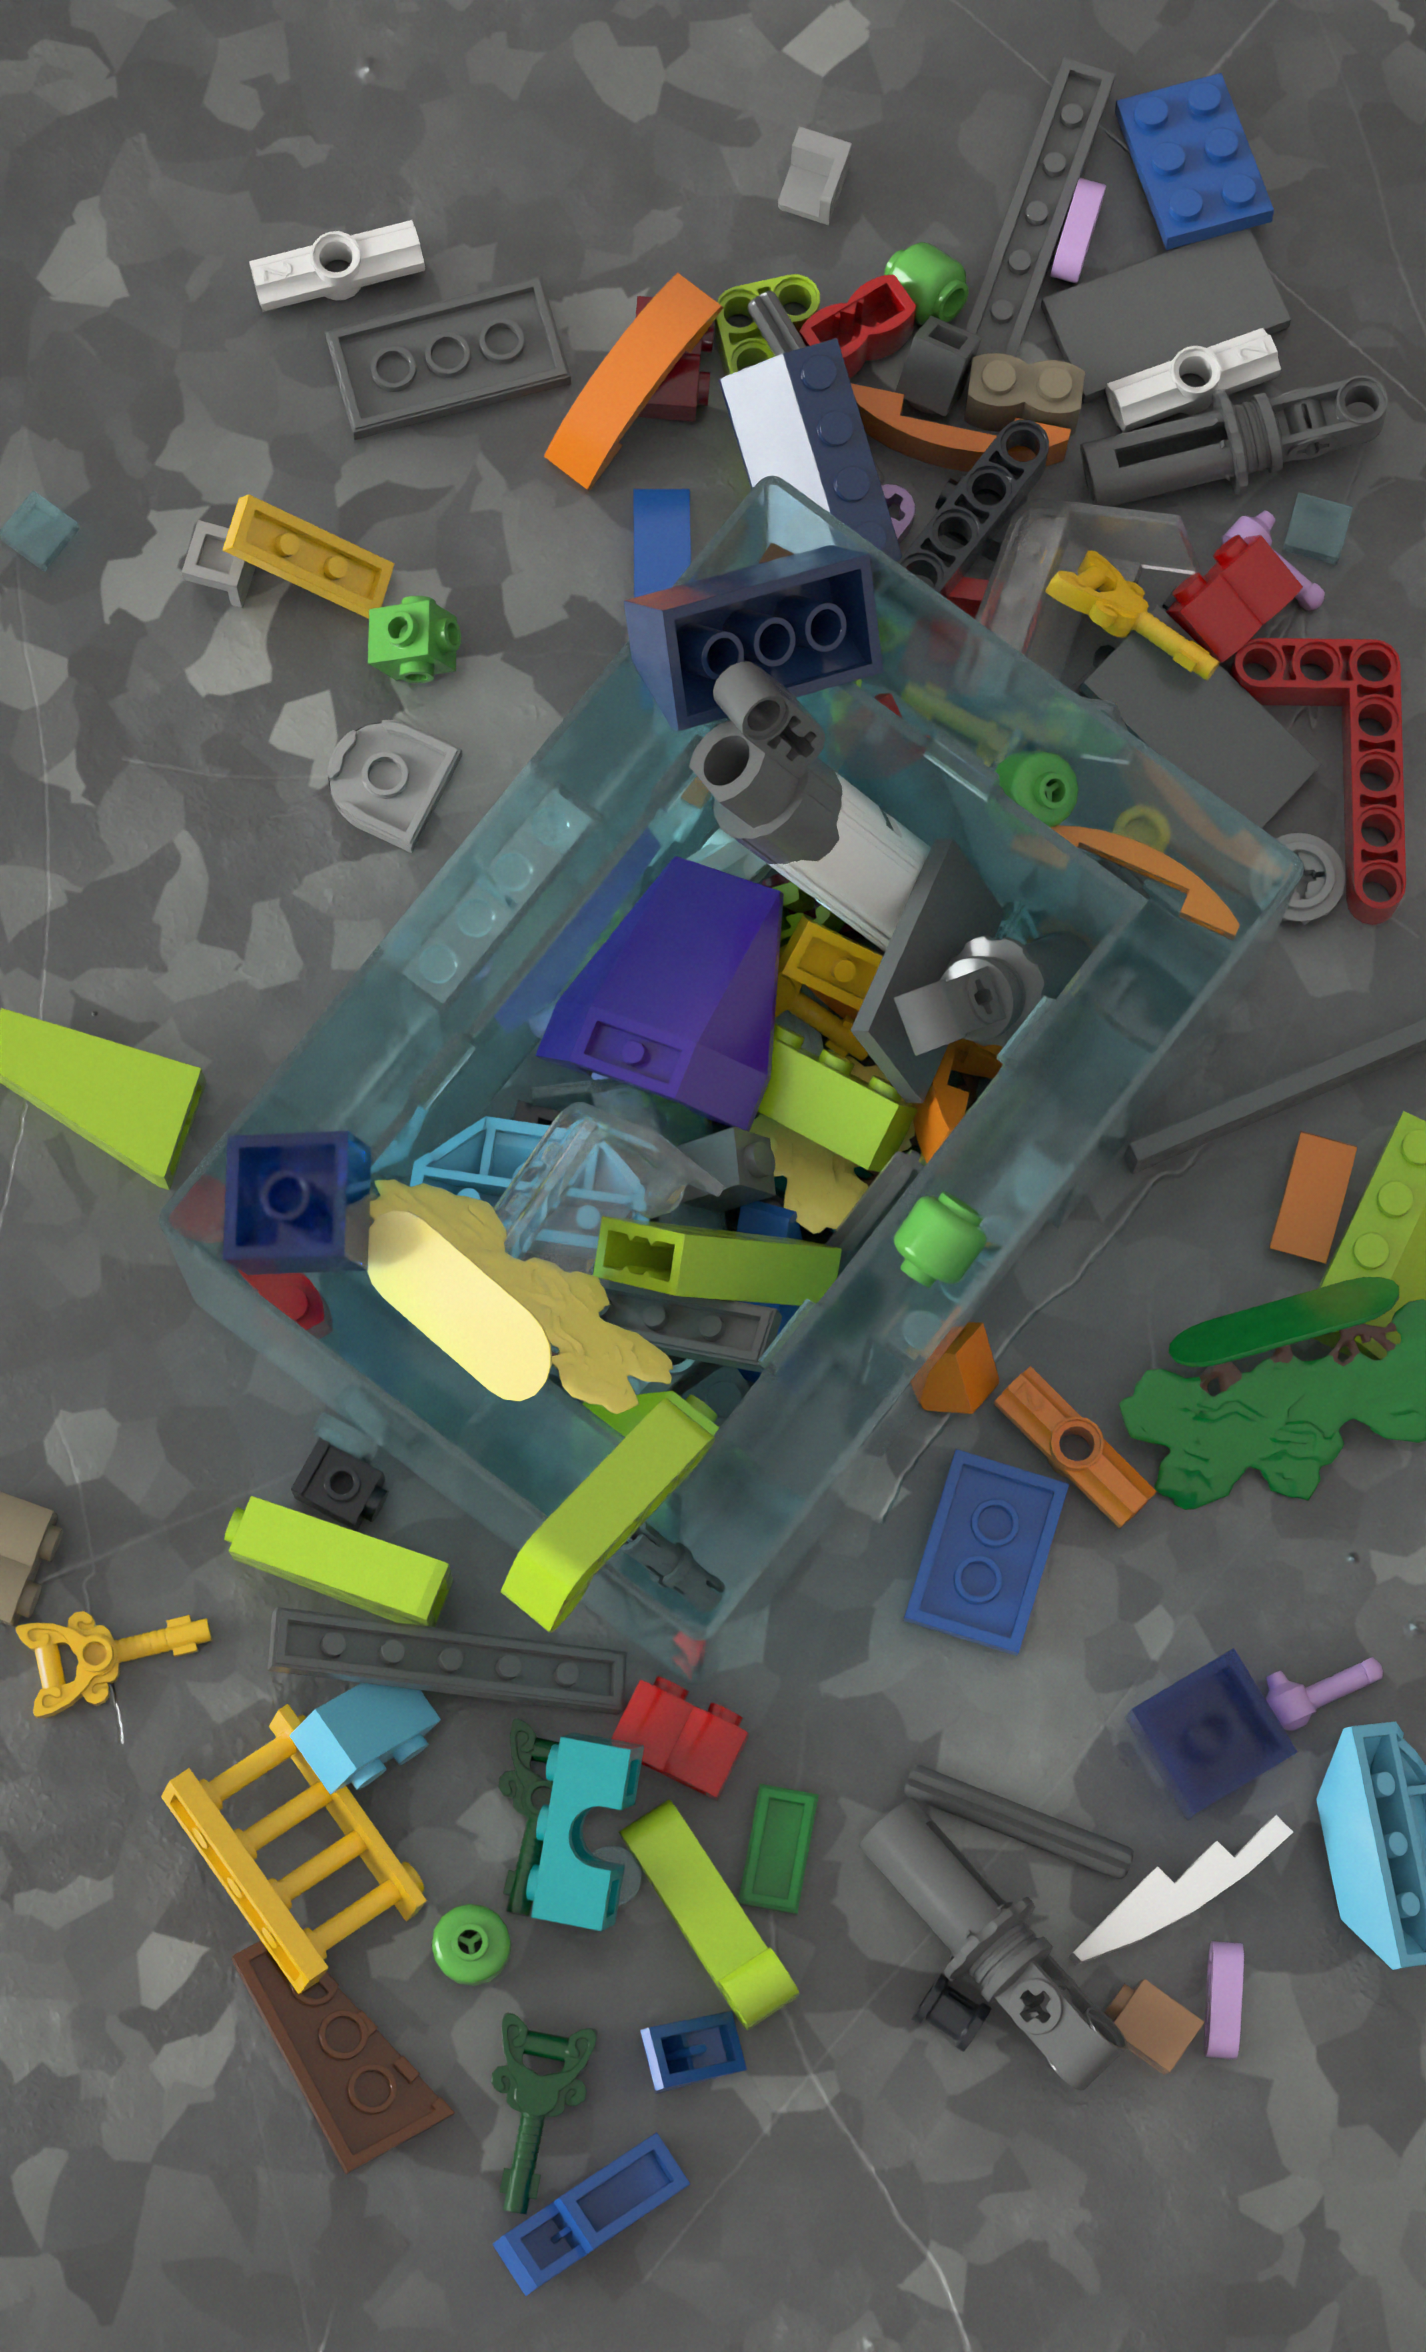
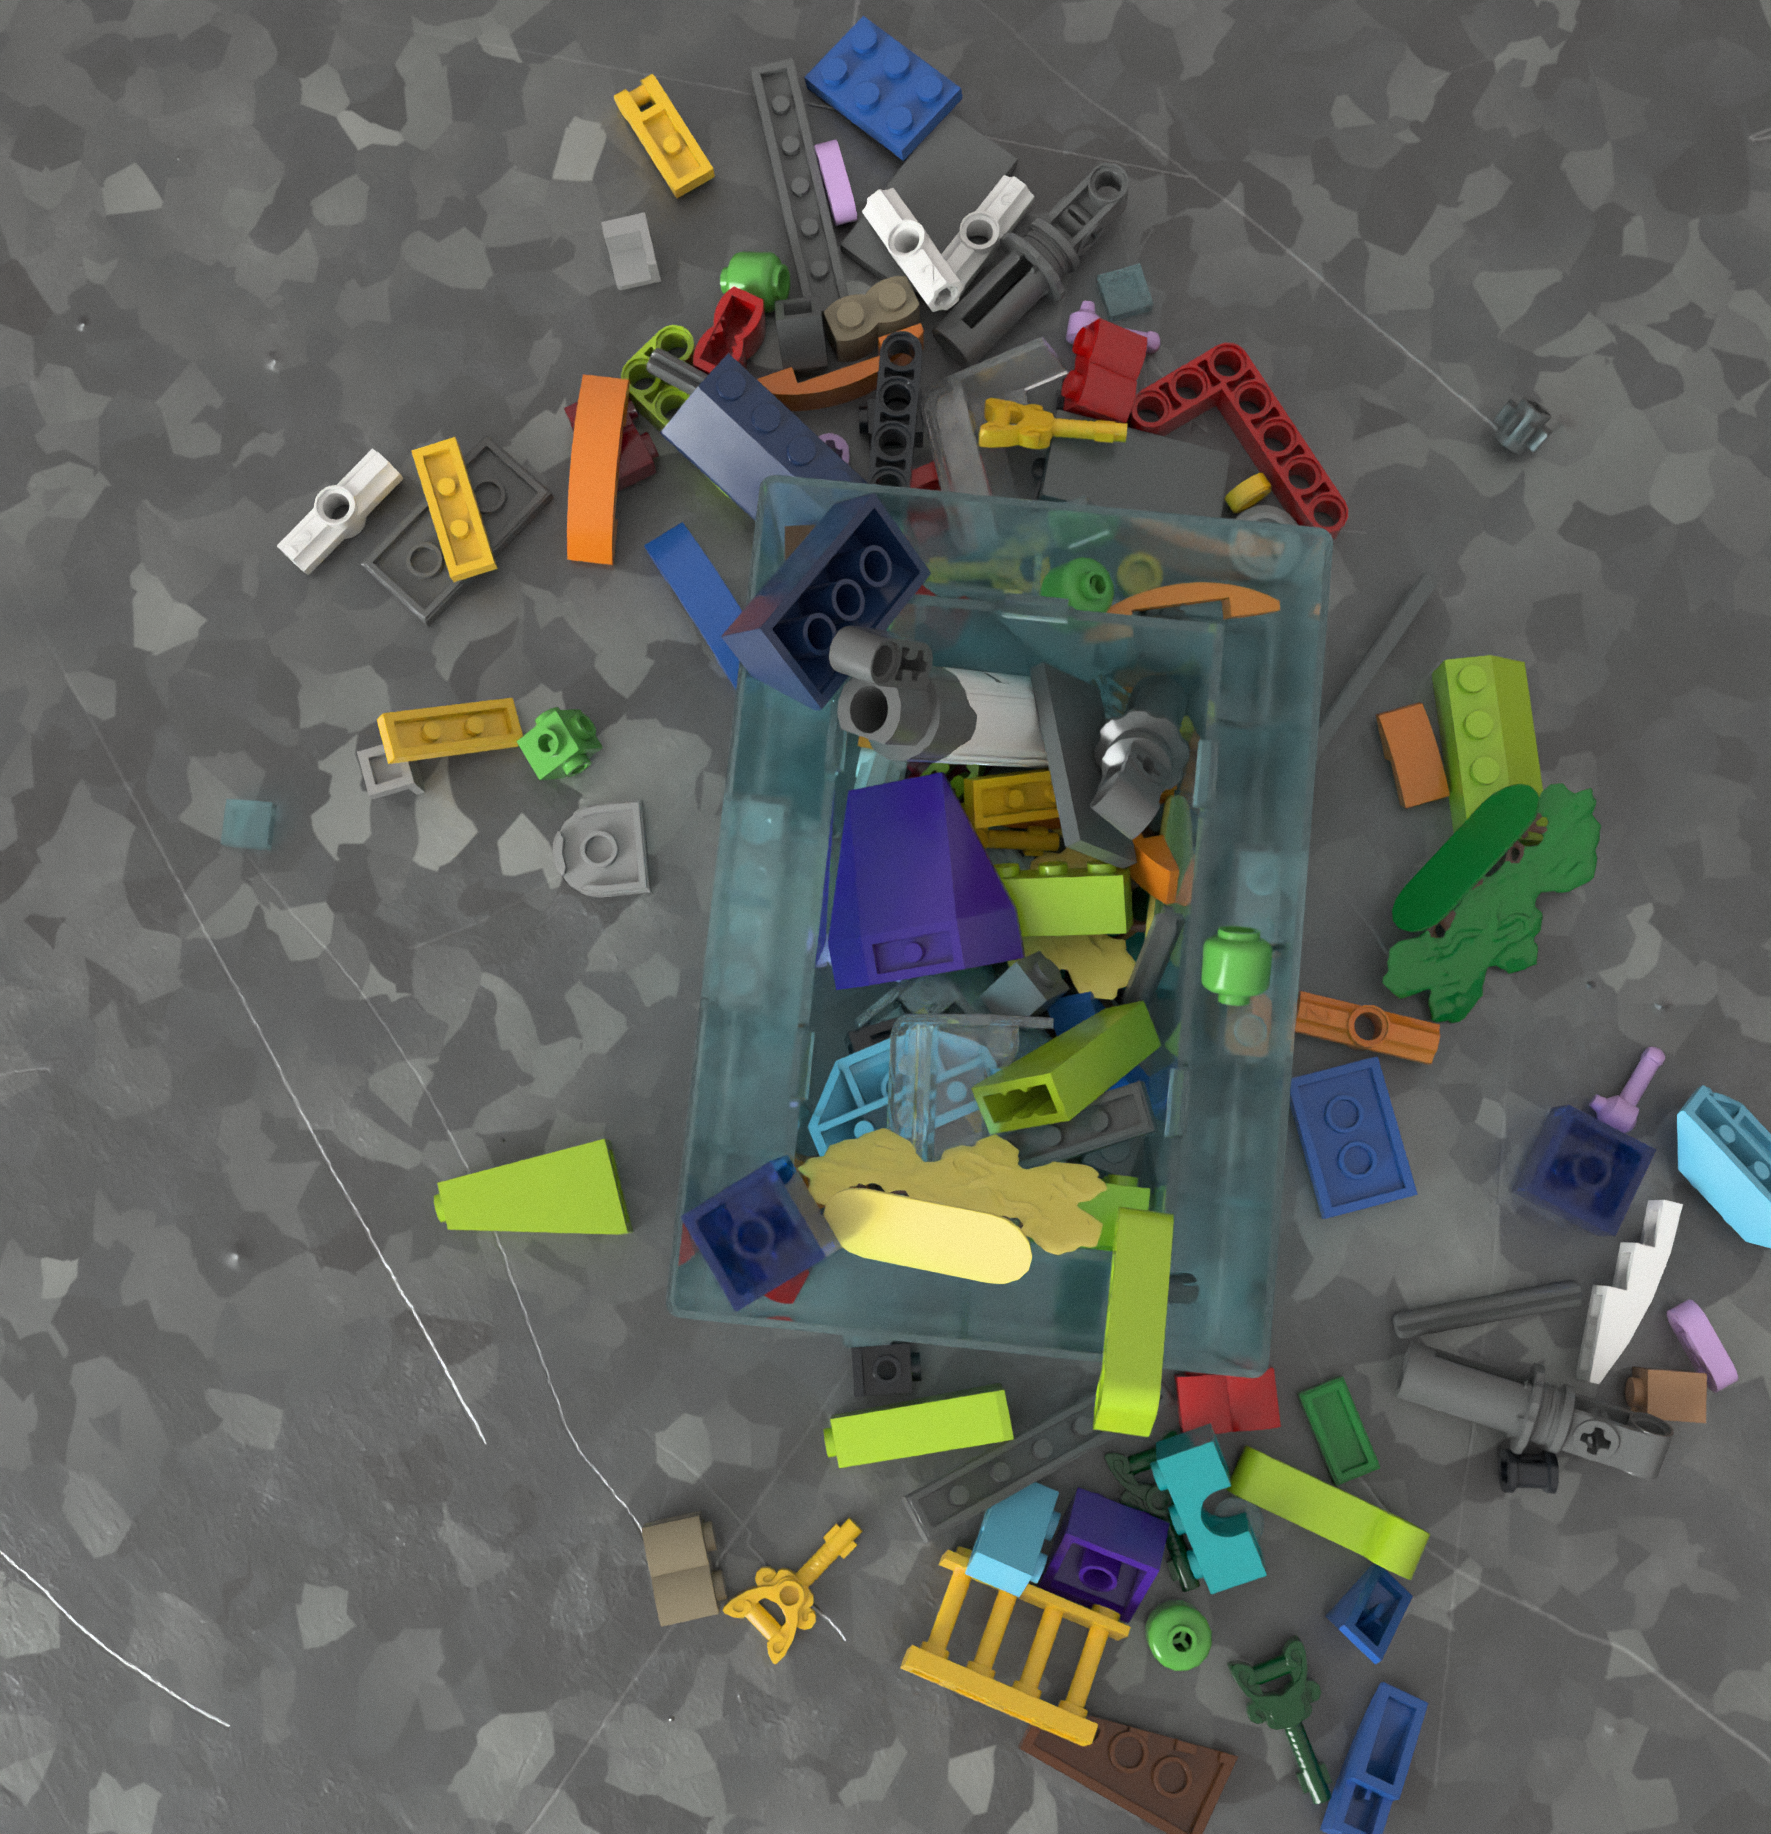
camera: 25 degrees left, 5 degrees up
(448, 1815) = (1104, 1554): none -> dark purple slope
(456, 333) = (454, 509): none -> yellow plate
(927, 77) = (665, 136): none -> yellow plate
(1109, 348) = (924, 264): none -> white piece
(1312, 816) = (1248, 493): none -> yellow tile

